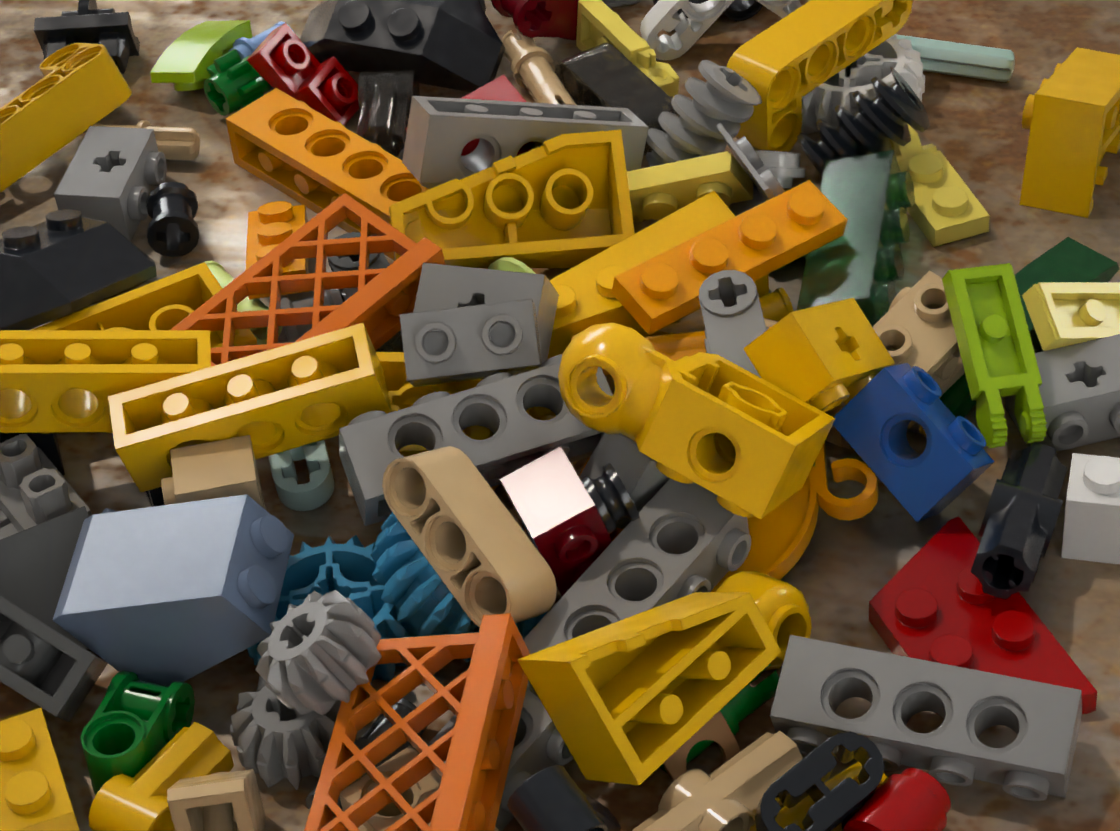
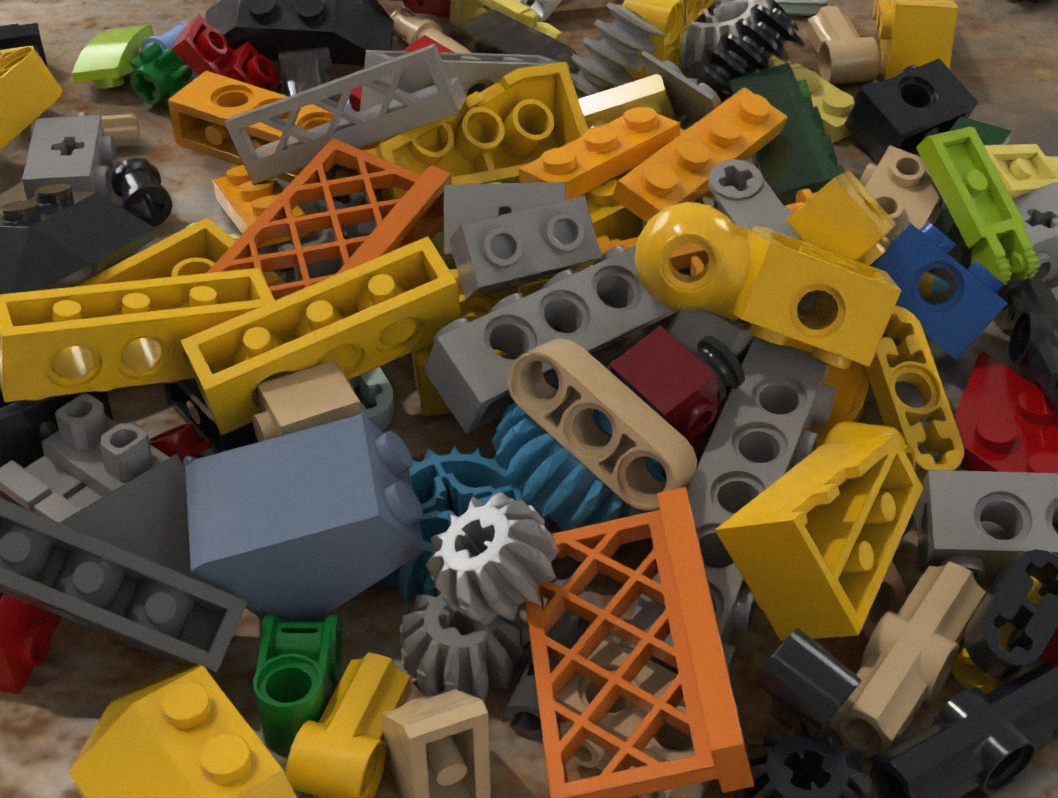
camera: 20 degrees left, 0 degrees up
(109, 493) = (181, 441): none -> red plate
(366, 182) = (395, 115): none -> light grey fence
(620, 241) = (603, 152): none -> light orange plate
(854, 506) = (916, 367): none -> yellow beam
(992, 132) = (840, 49): none -> tan piece
(1045, 201) = (908, 108): none -> black brick

